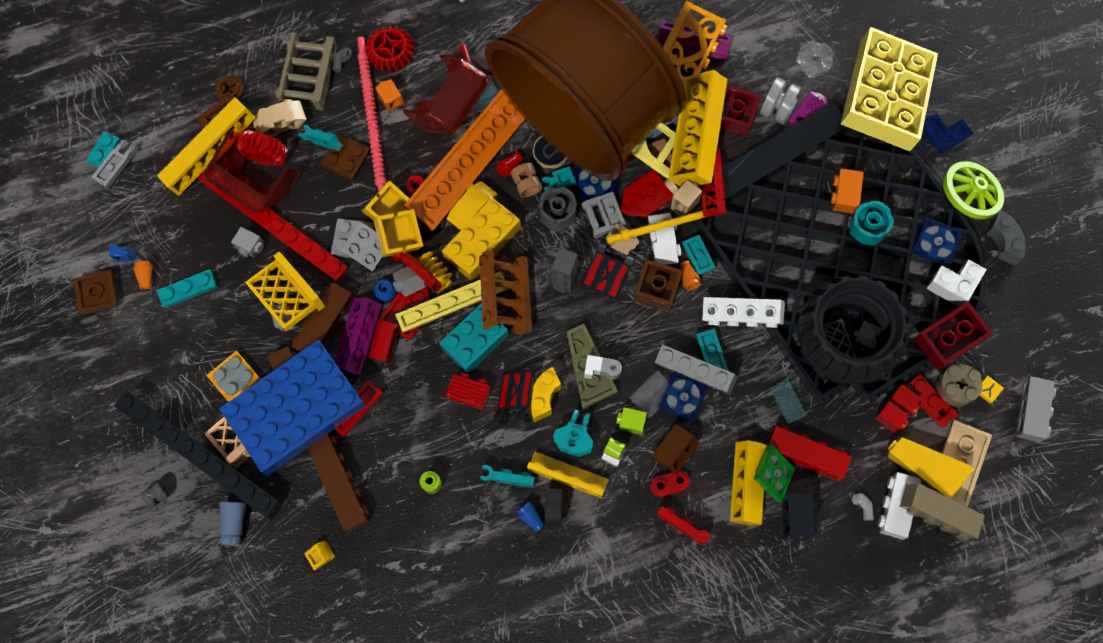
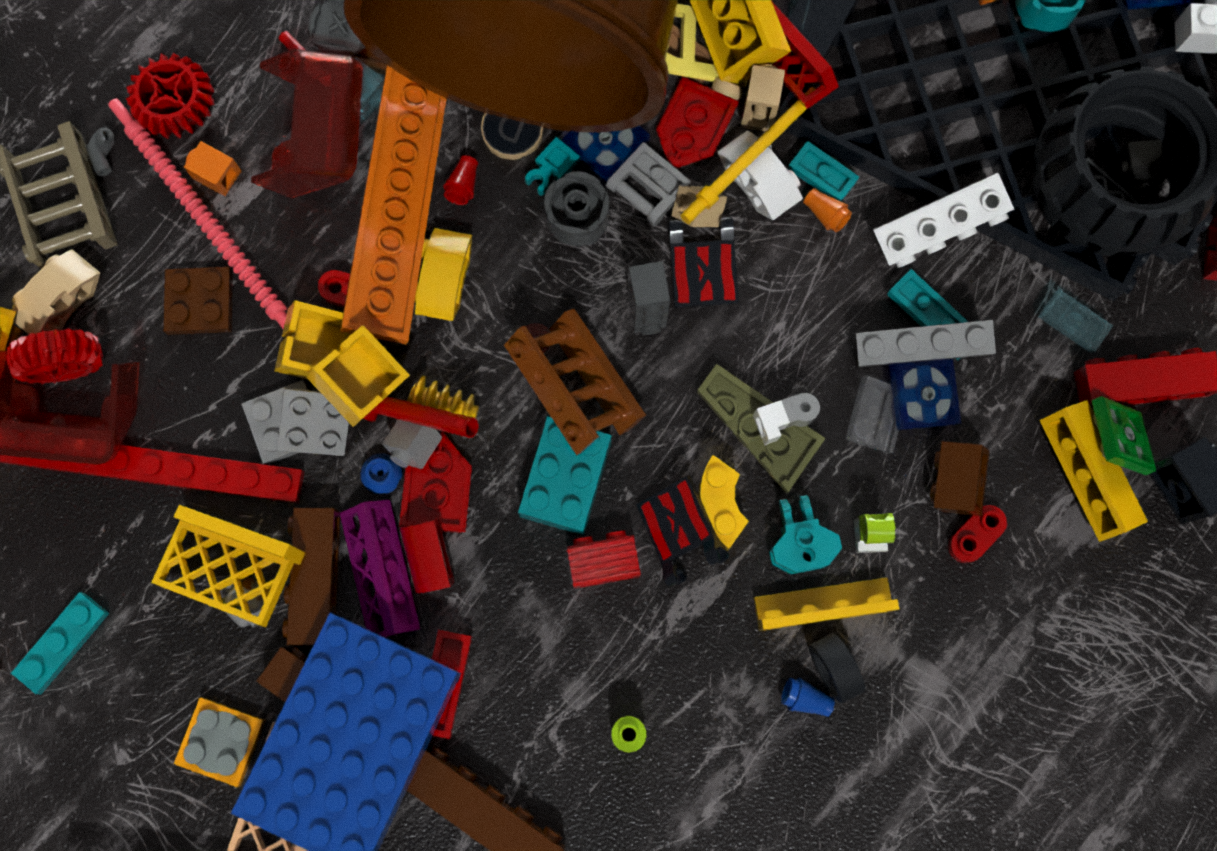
camera: 35 degrees left, 5 degrees up
(248, 243) = (118, 517): light grey brick -> none
(320, 138) = (142, 291): teal plate -> none
(443, 305) = (487, 451): light yellow plate -> none
(484, 232) = (486, 315): yellow brick -> none
(506, 476) = (735, 659): teal plate -> none
(525, 179) = (499, 188): medium nougat wheel -> none
(631, 420) = (871, 471): lime brick -> none
(658, 285) = (794, 247): reddish brown brick -> none
(683, 525) = (1036, 585): red plate -> none

